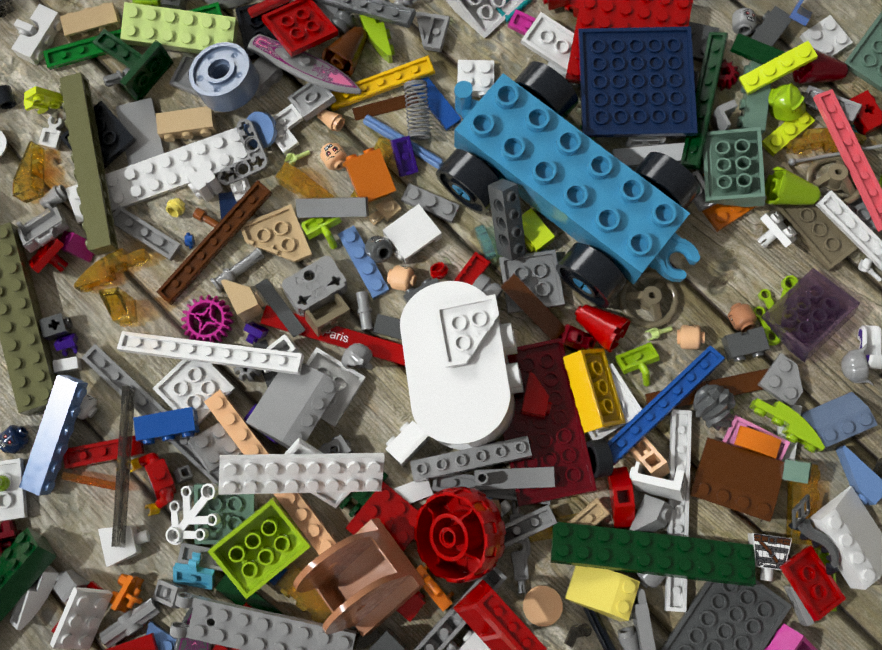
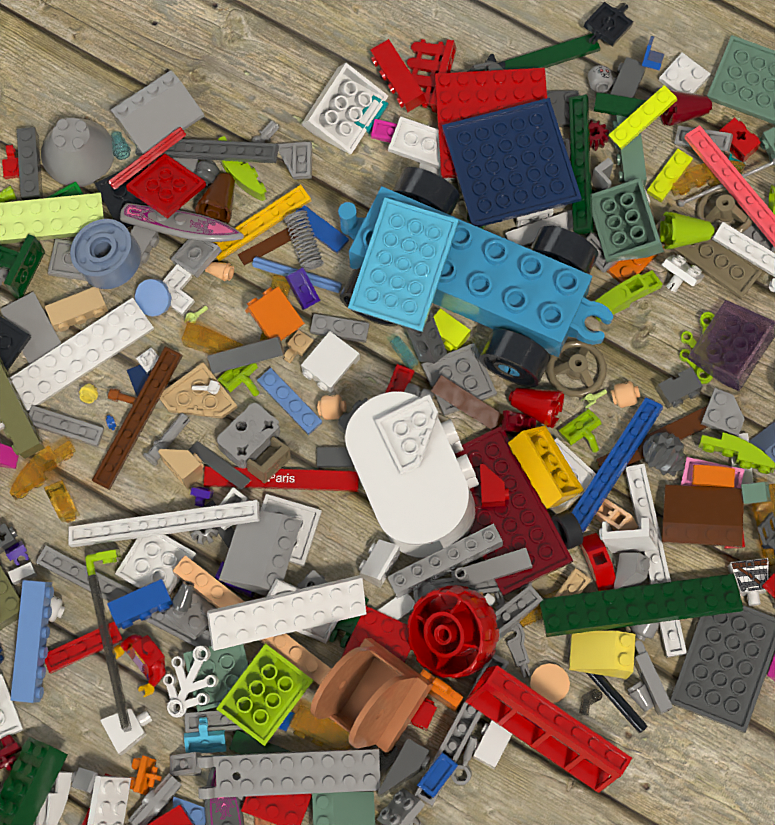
camera: 15 degrees left, 5 degrees down
(88, 480) = (80, 678): clear orange tile -> none
(145, 370) = (106, 556): none -> lime plate
(178, 474) = (168, 648): light grey piece -> none
(204, 183) = (113, 362): white brick -> none
(207, 431) = (183, 598): none -> dark grey cone
(210, 313) = (158, 496): dark pink gear -> none
(253, 155) = (152, 323): light grey beam -> none
(293, 231) = (213, 387): none -> white hand
(333, 156) = (232, 305): light nougat head -> none
(357, 356) = (309, 492): light grey hair -> none
(364, 311) = (303, 447): light grey pin -> none
(378, 249) = (302, 384): dark grey head -> none
(439, 270) = (366, 390): red plate -> none
(478, 73) = (353, 190): white plate -> none
(504, 155) = (403, 264): none -> medium azure plate
(720, 236) = (629, 291): none -> lime slope
(742, 317) = (670, 363): nougat head -> none
(786, 102) = (660, 148): lime helmet -> none

